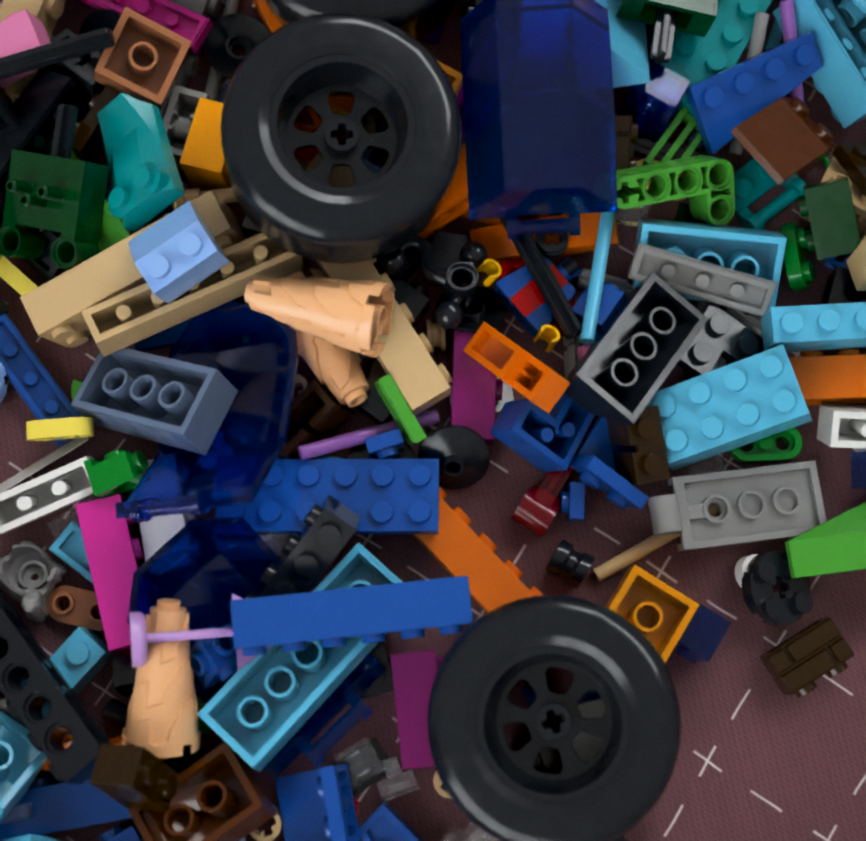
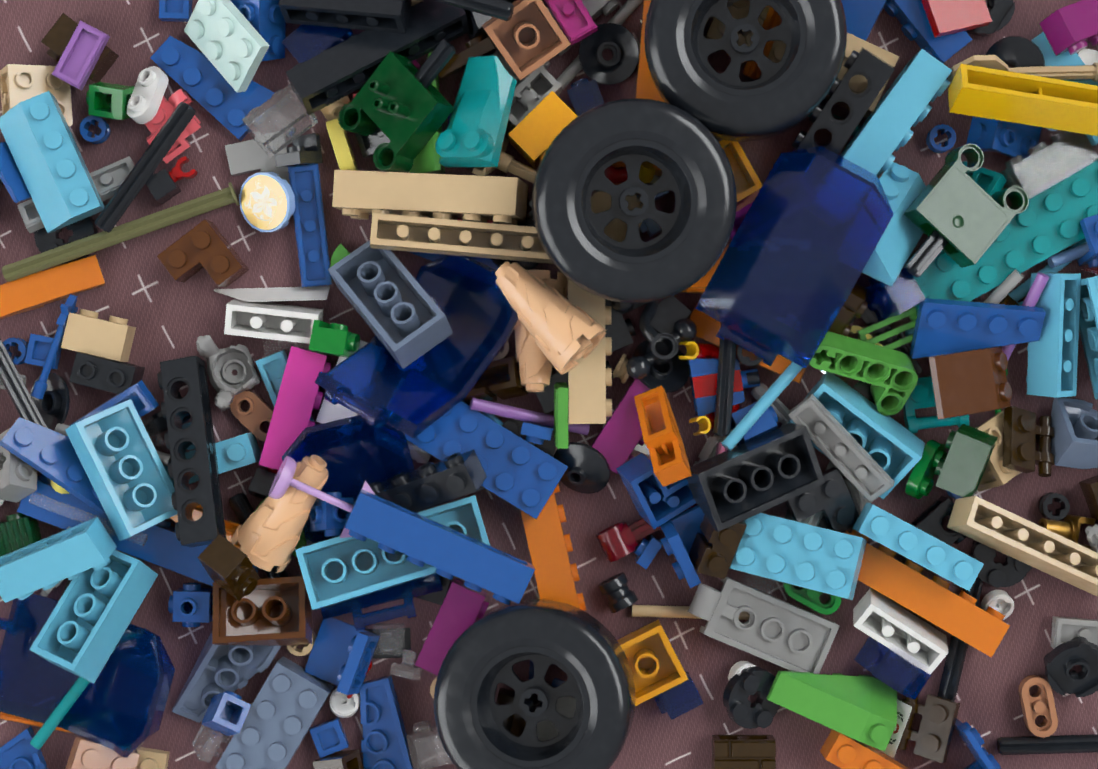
camera: 30 degrees right, 10 degrees up
(60, 429) = (310, 280): light yellow beam -> none
(177, 253) = (465, 210): light blue slope -> none

